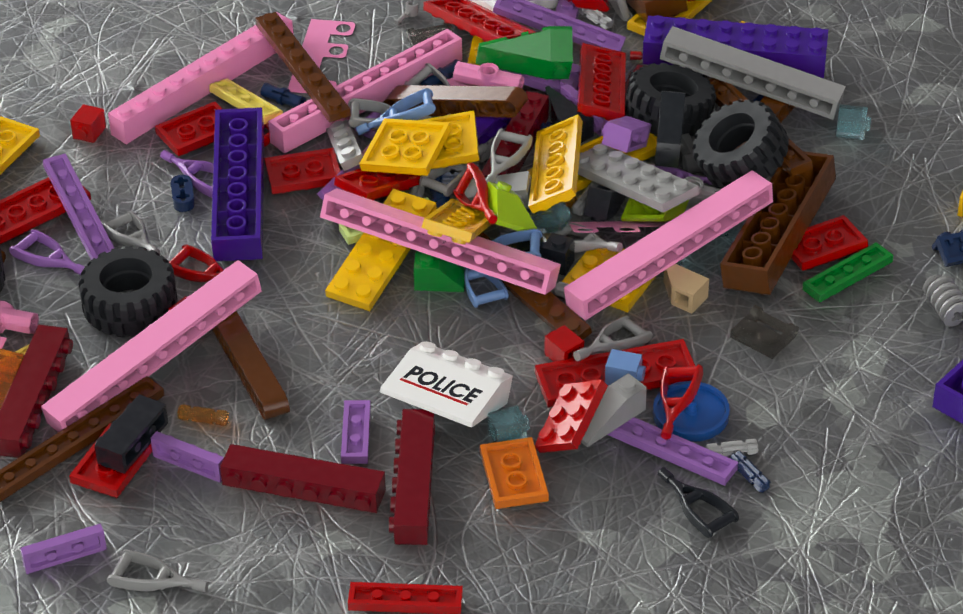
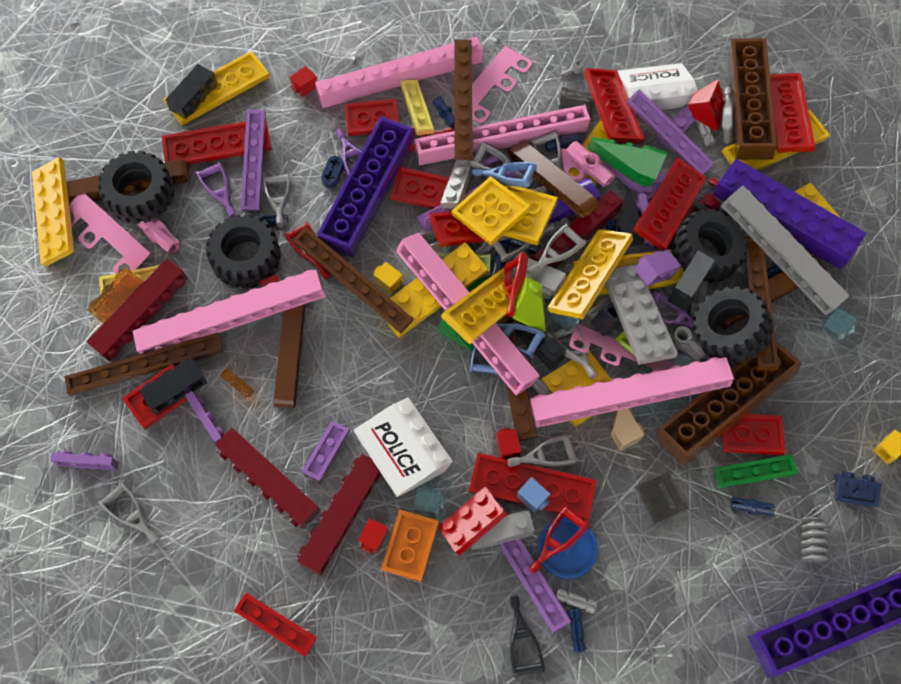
camera: 25 degrees right, 25 degrees up
(284, 268) = (353, 280): none -> reddish brown plate
(320, 258) = (387, 278): none -> yellow brick
(465, 479) = (373, 537): none -> red brick
(864, 301) = (752, 506): none -> dark blue pin

